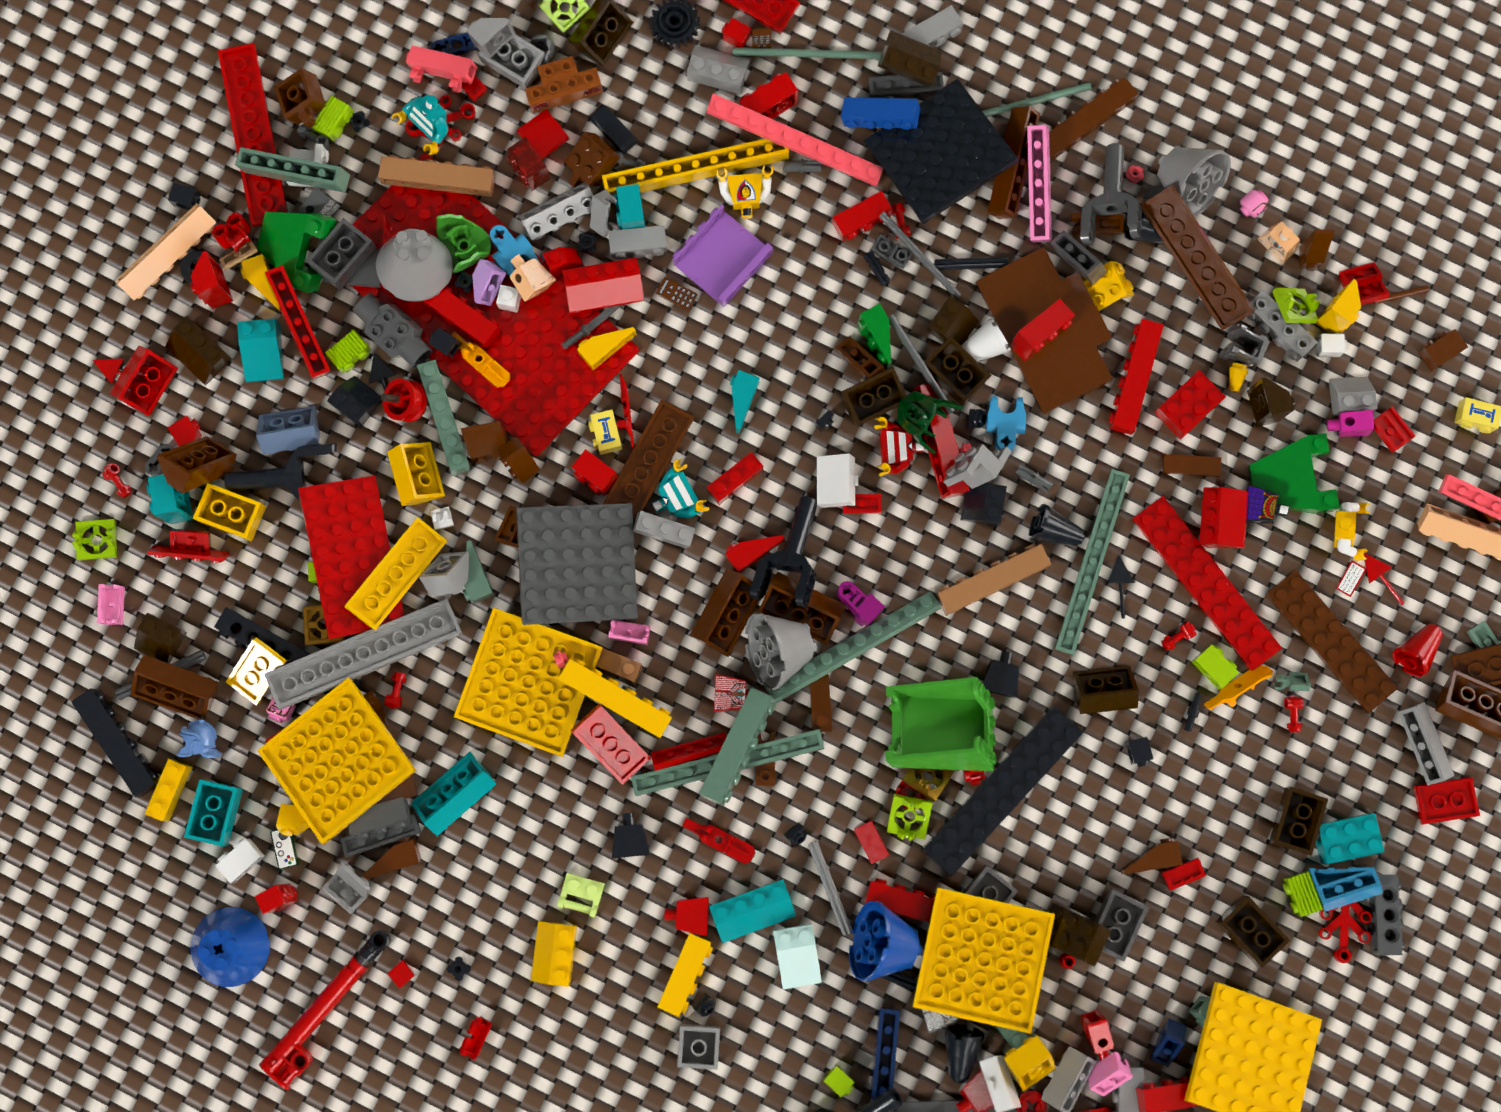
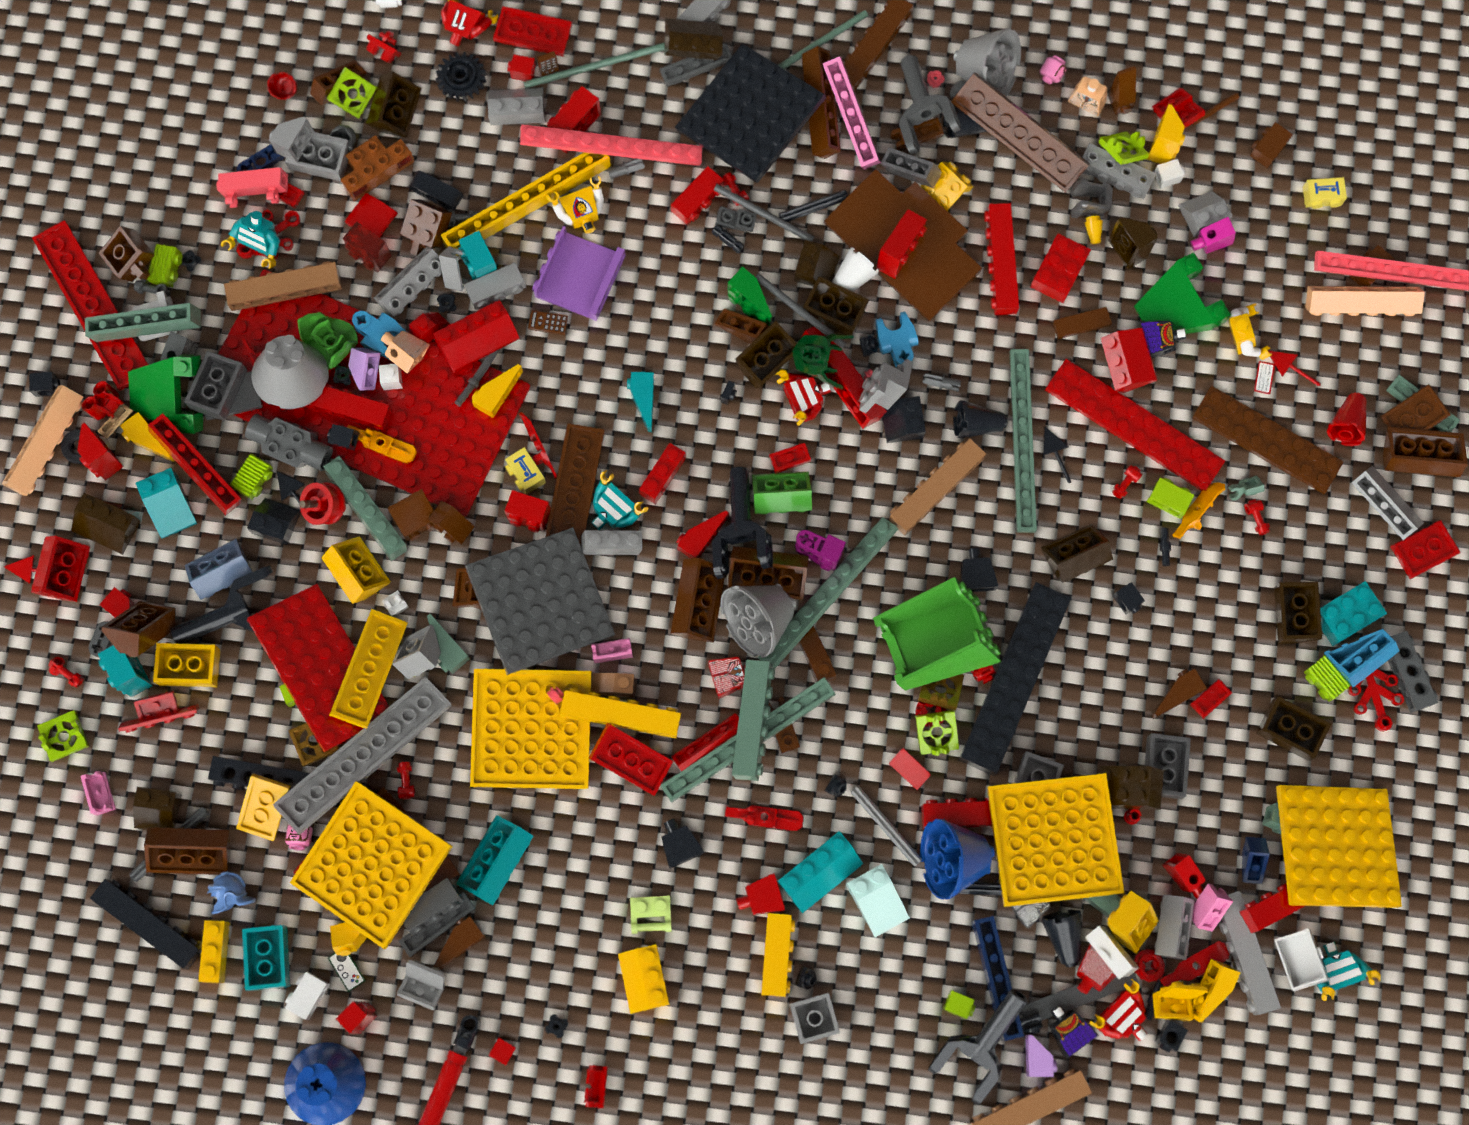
camera: 20 degrees left, 5 degrees down
(836, 480) = (758, 444): white container -> none
(842, 535) = (782, 492): none -> bright green slope
(880, 113) = (682, 96): blue brick -> none
(1392, 429) = (1252, 230): red plate -> none

